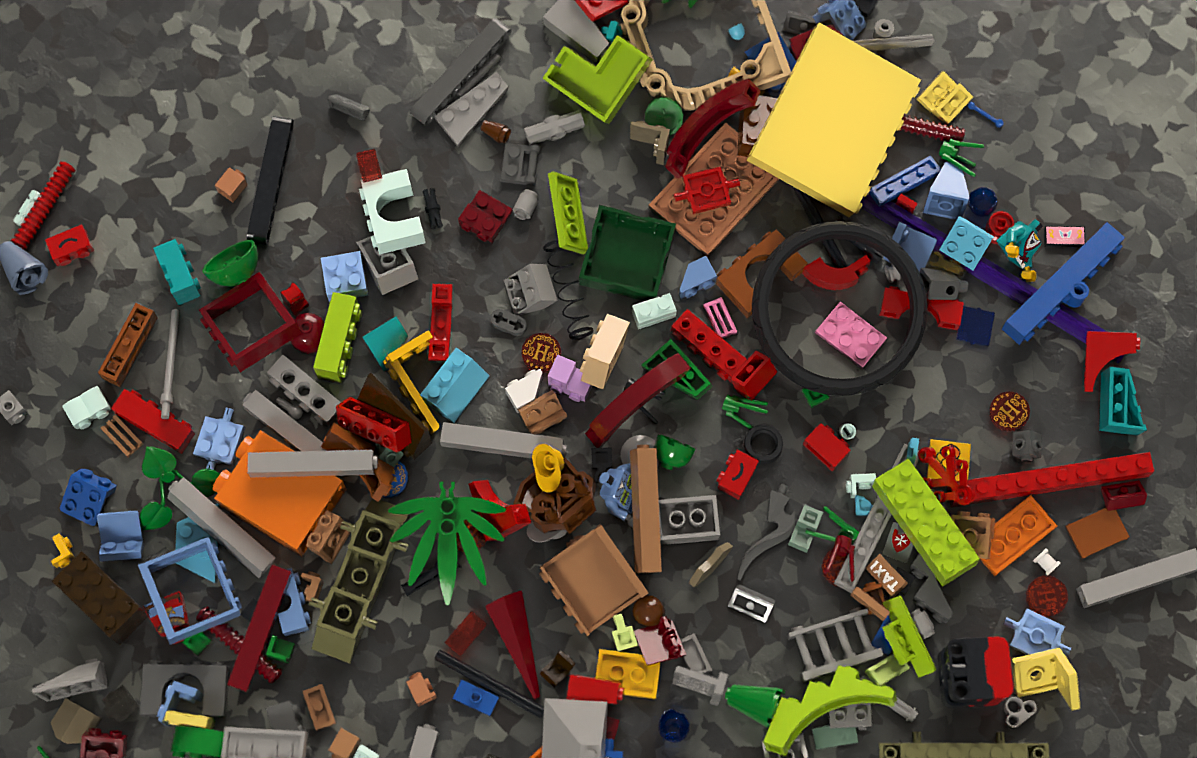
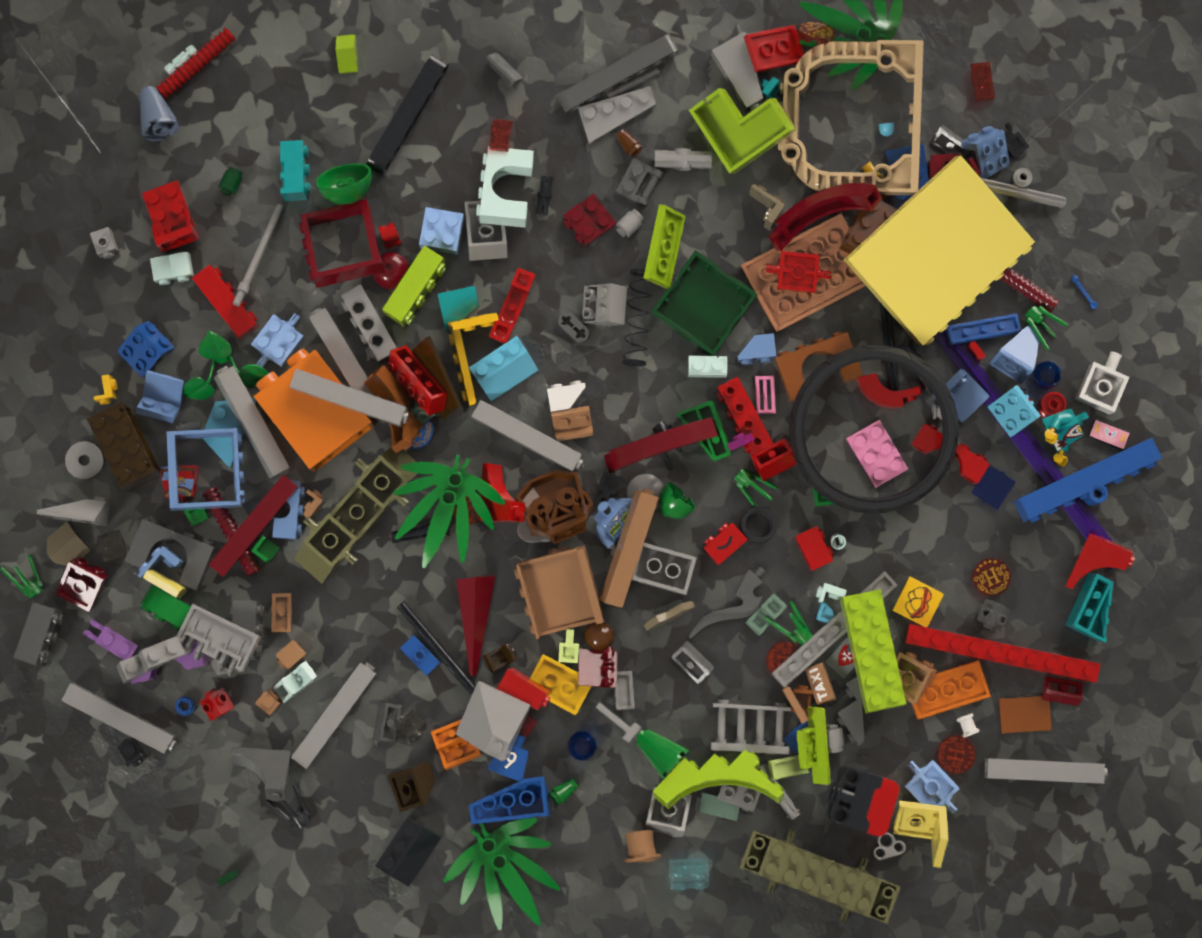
camera: 20 degrees right, 10 degrees up
(52, 624) = (74, 455): none -> light grey tile
(68, 359) = (170, 217): none -> red bracket
(69, 245) = (206, 110): red brick -> none
(110, 424) = (187, 290): medium nougat tile -> none
(117, 304) = (230, 182): none -> dark green brick
(128, 345) = (226, 223): dark orange brick -> none
(190, 146) = (346, 54): none -> lime slope
(231, 184) = (371, 105): nougat brick -> none
(294, 411) = (353, 339): light grey piece -> none
(328, 537) = (341, 466): medium nougat plate -> none
(420, 689) = (374, 630): nougat brick -> none
(465, 633) = (432, 595): clear red plate -> none
(540, 352) = (592, 366): clear red tile -> none
(548, 467) = (557, 477): yellow piece -> none
(566, 379) = (608, 402): lavender brick -> none
(604, 351) = (647, 389): brick -> none
(666, 113) = (787, 185): green tile -> none
(714, 367) = (740, 440): none -> magenta plate
(842, 547) = (790, 644): dark red plant -> none
(912, 449) = (888, 581): medium azure tile -> none
(942, 284) = (976, 439): dark grey torso -> none
(944, 98) = (1053, 262): light yellow slope -> none
(948, 475) = (909, 617): red plant -> none
(952, 265) = (993, 425): clear yellow plate -> none
(1040, 191) = (1103, 385): none -> white brick

